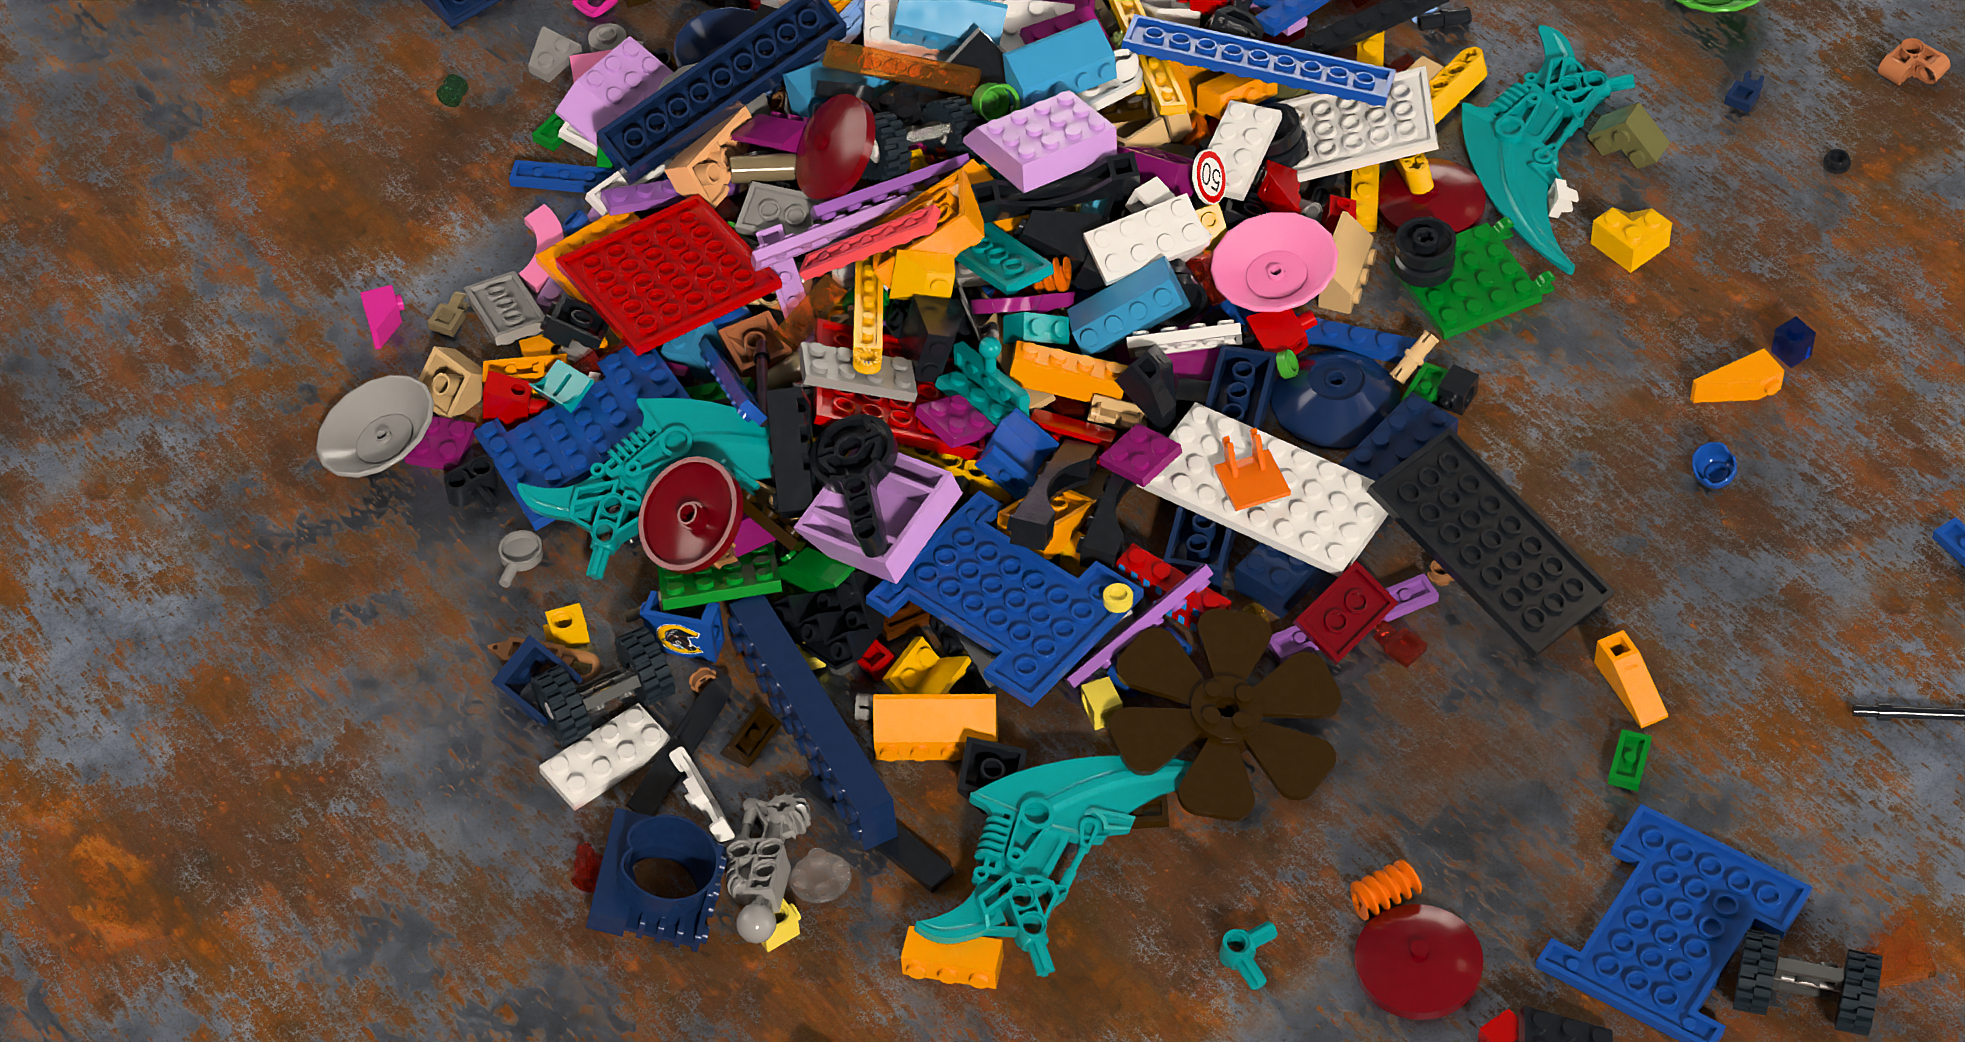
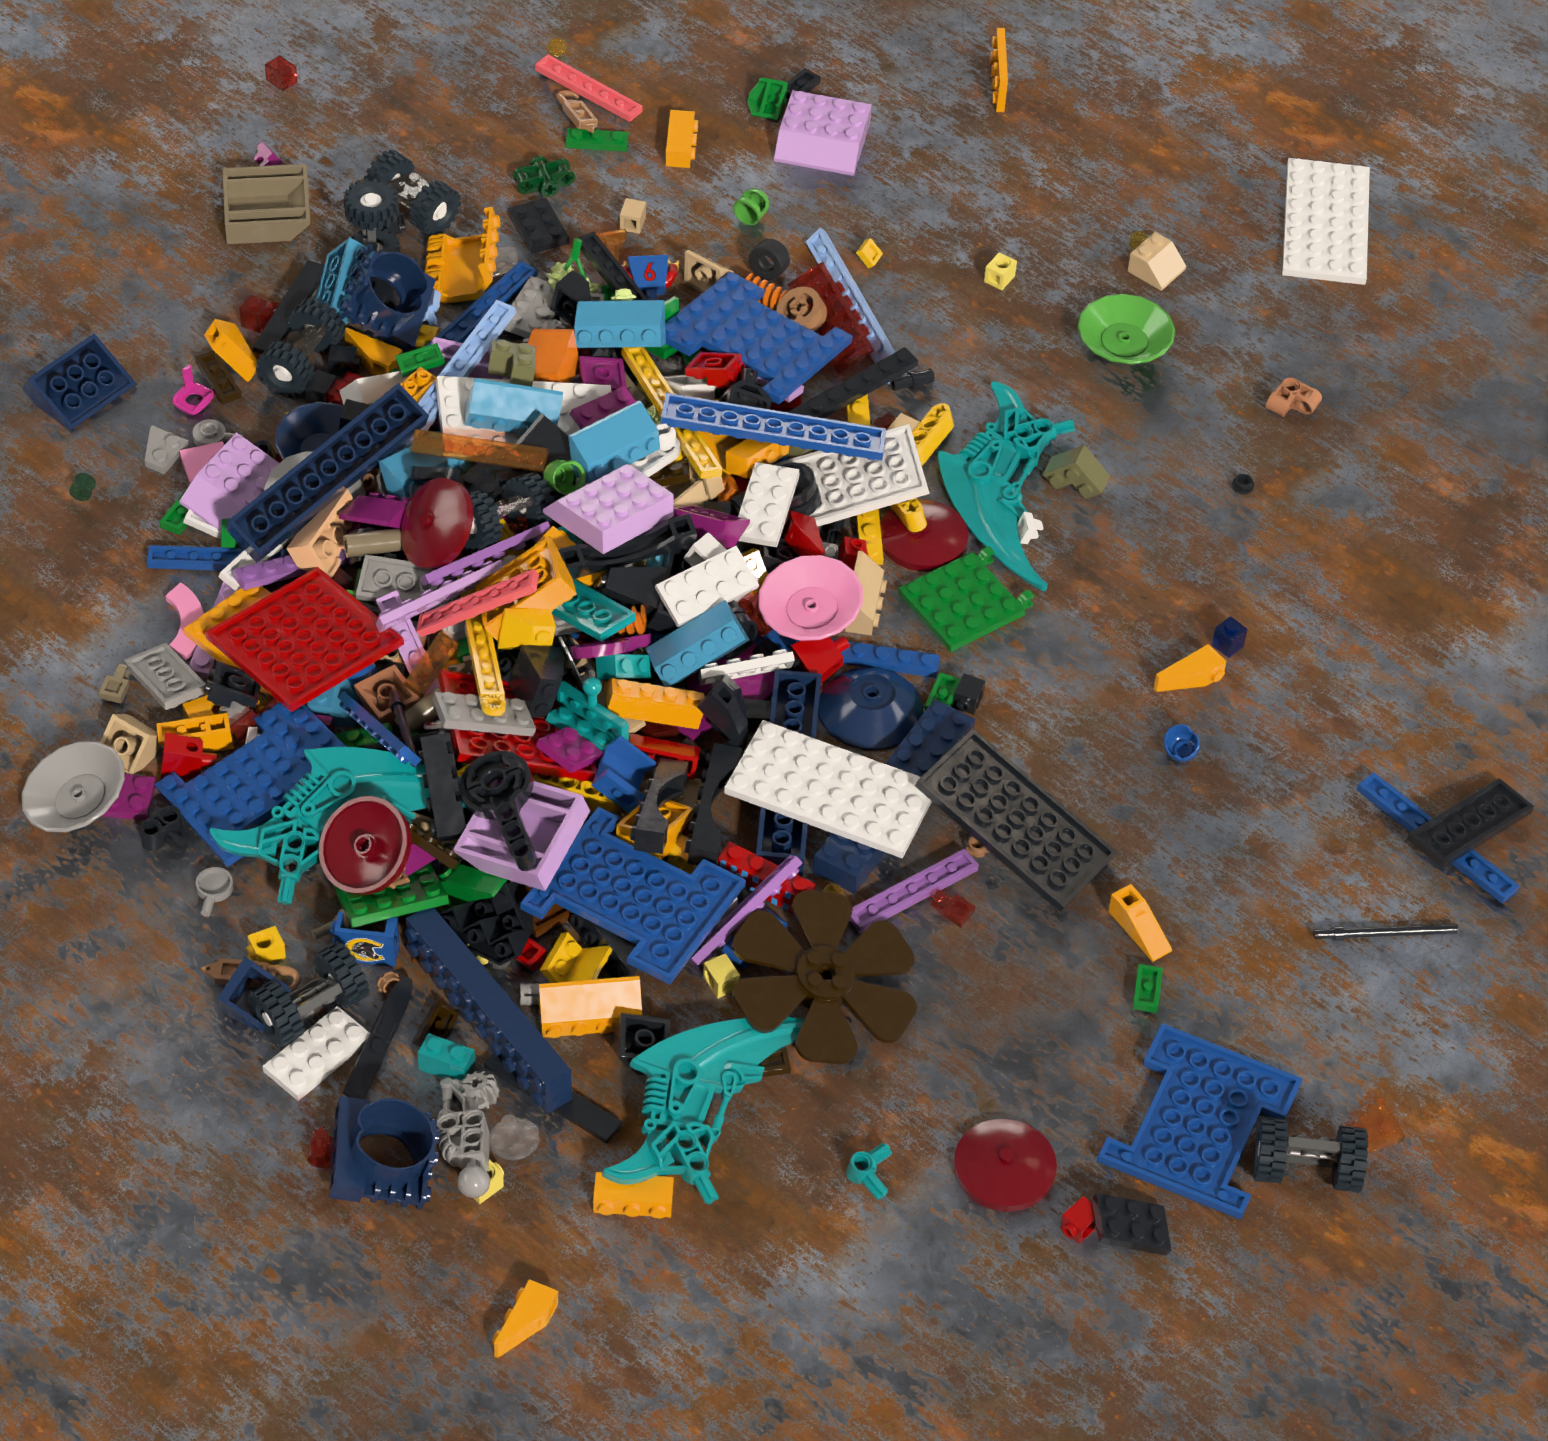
camera: 15 degrees left, 0 degrees up
(382, 313) = (56, 687): dark pink slope -> none
(563, 386) = (224, 736): piece -> none
(574, 222) = (210, 597): blue tile -> none
(701, 797) = (404, 1080): white plate -> none
(753, 774) = (445, 1058): none -> teal brick
(1115, 412) = (698, 733): tan hinge -> none
(1118, 598) = (727, 888): light yellow tile -> none
(1140, 455) = (726, 767): magenta plate -> none
(1209, 177) = (749, 529): piece -> none
(1253, 478) = (820, 781): orange plate -> none
(1287, 364) = (830, 682): bright green tile -> none
(1345, 612) = (908, 886): dark red plate -> none
(1383, 886) = (971, 1107): orange piece -> none
(1414, 357) = (931, 669): tan pin -> none
(1425, 251) = (928, 580): black wheel -> none
(1631, 237) = (1089, 556): yellow slope -> none
(1744, 94) = (1163, 430): dark blue plate -> none

